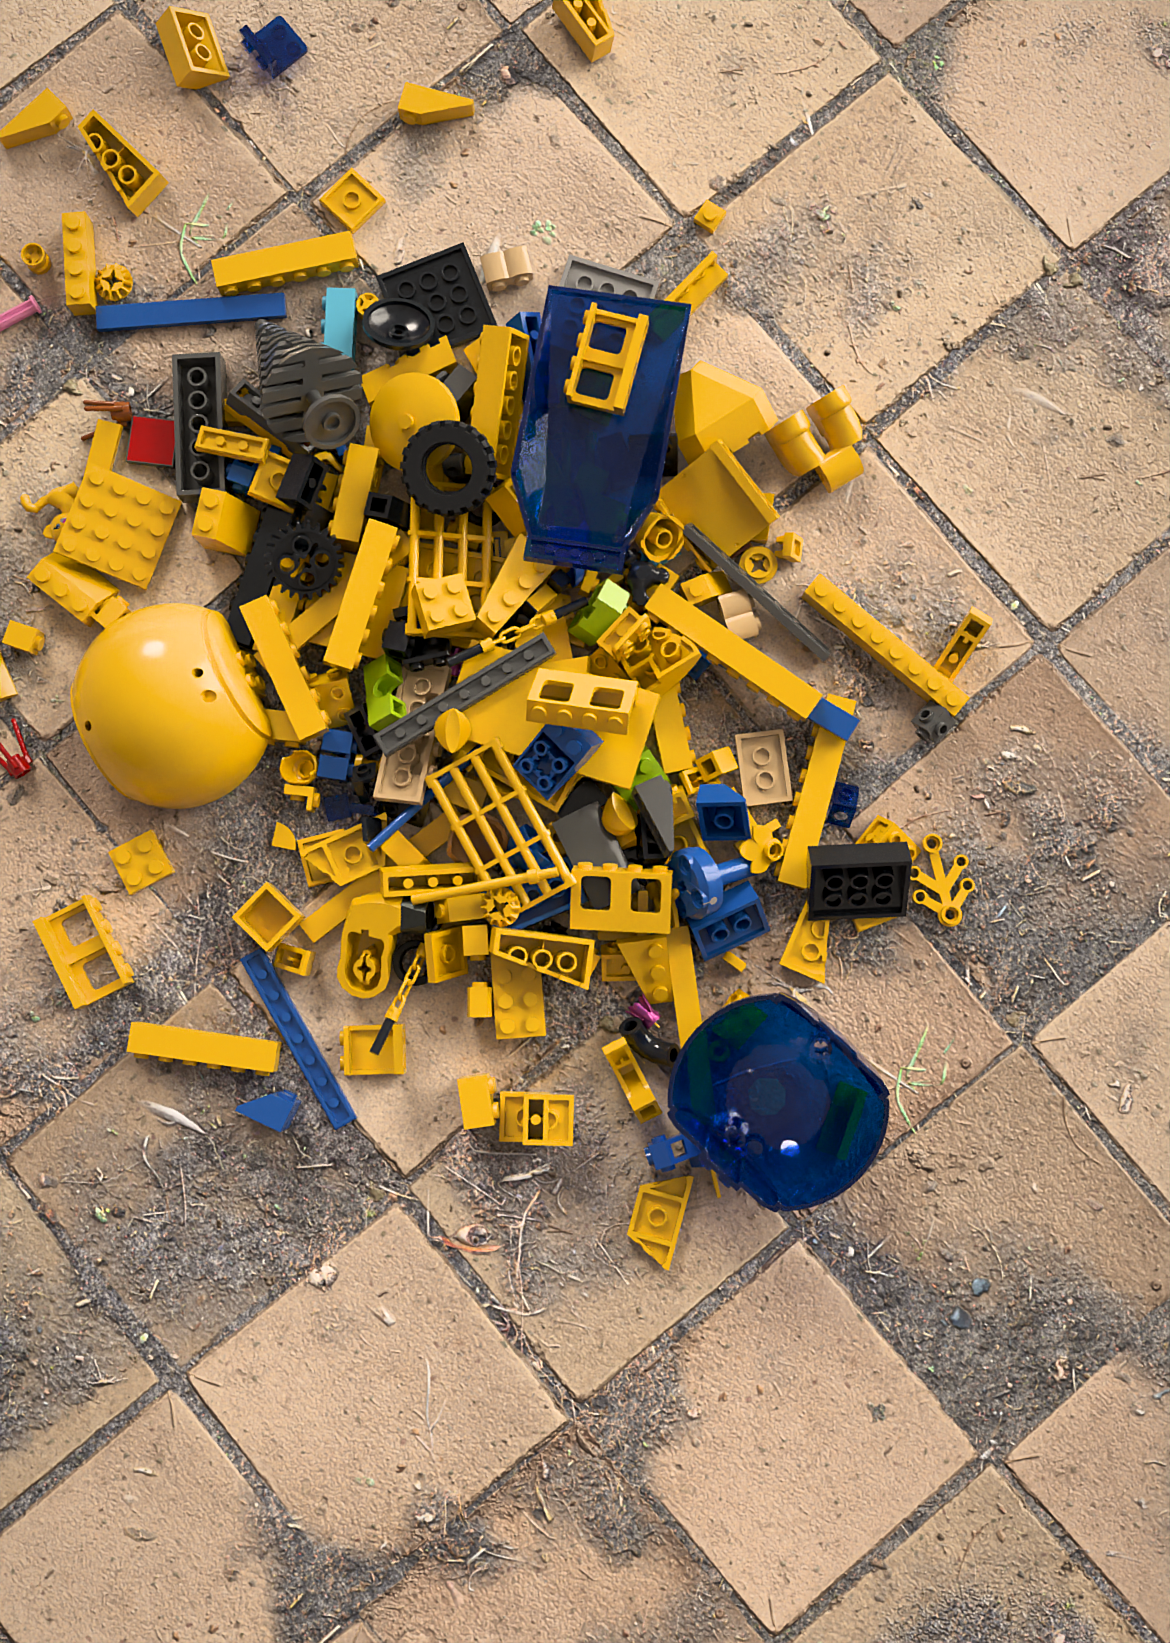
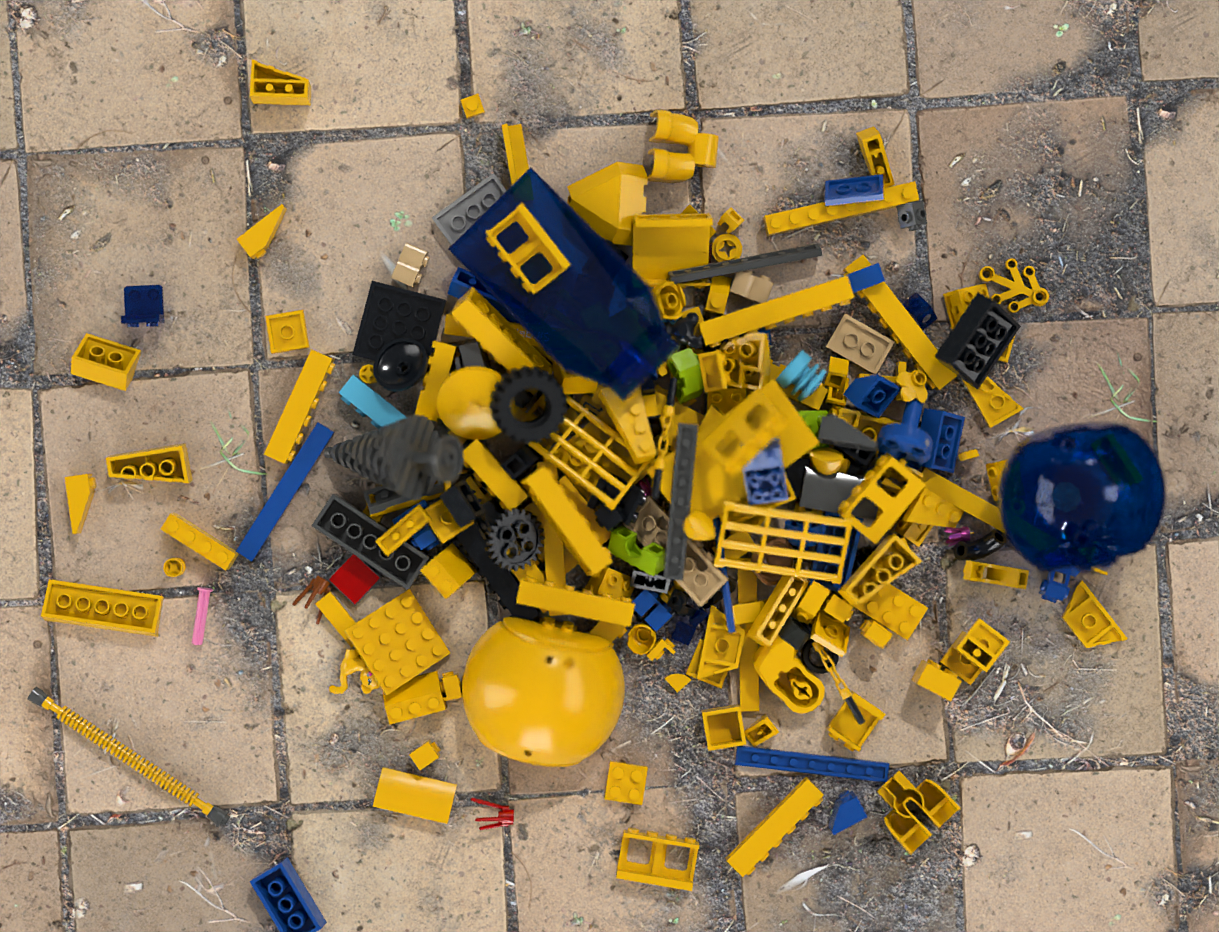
camera: 60 degrees left, 5 degrees up
(120, 289) = (226, 518): yellow gear -> none
(301, 1175) = (927, 797): none -> yellow piece
(370, 828) = (717, 622): black slope -> none
(443, 605) = (613, 473): yellow piece -> none
(511, 910) = (825, 571): yellow gear -> none
(532, 876) = (828, 544): yellow bar -> none
(685, 725) = (801, 376): none -> medium azure wheel
(914, 643) = (854, 190): none -> blue tile

